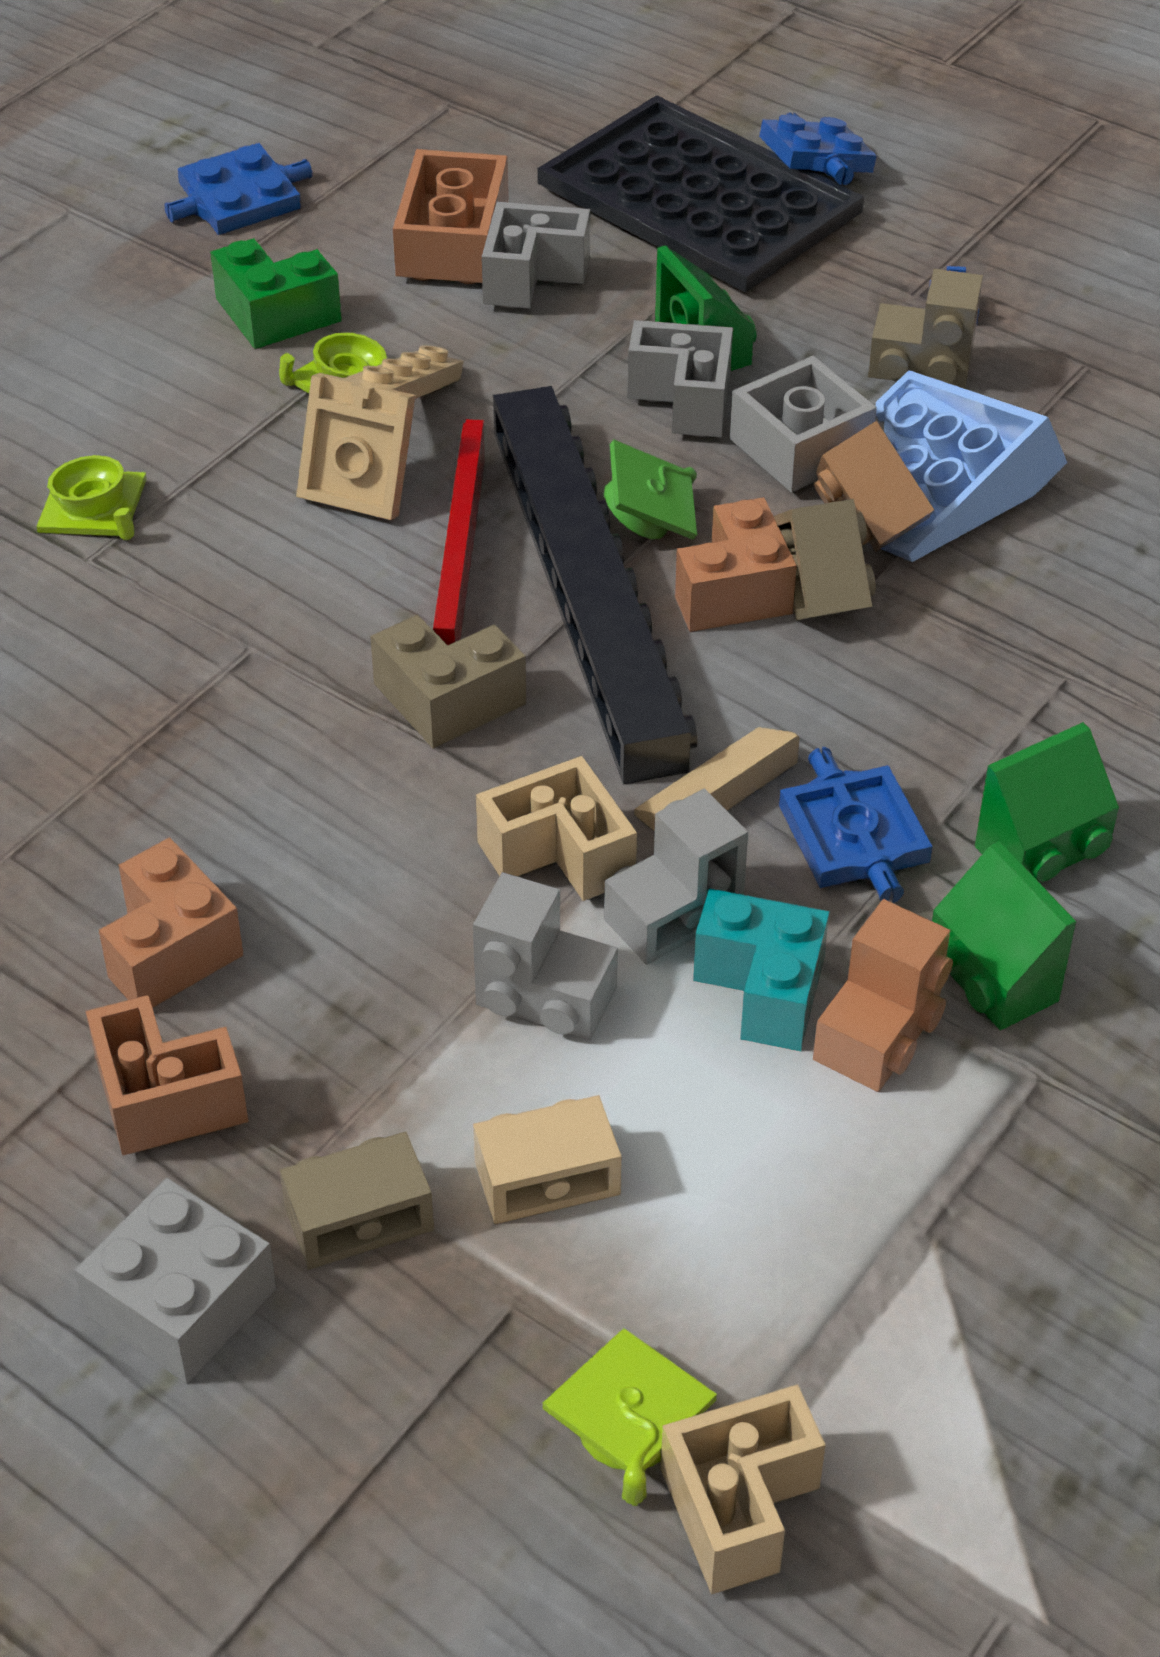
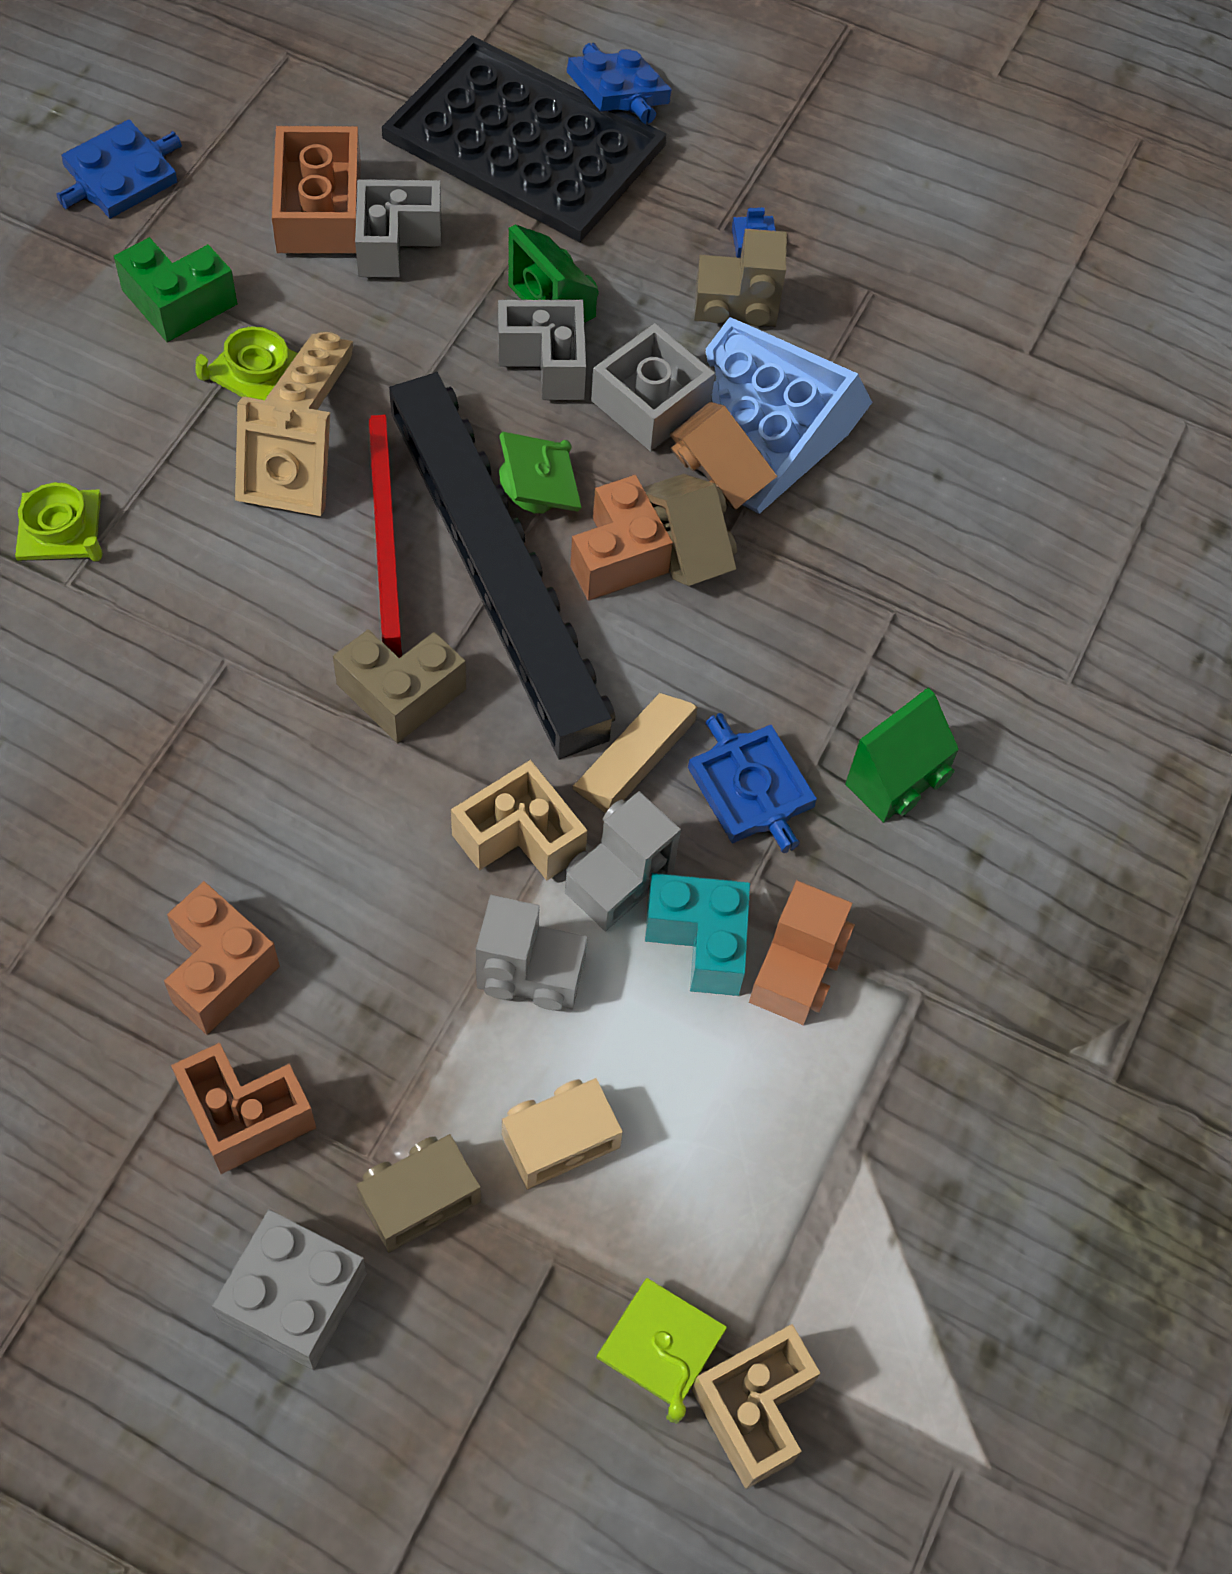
camera: 15 degrees left, 15 degrees up
(1005, 938) = (887, 883): green slope -> none

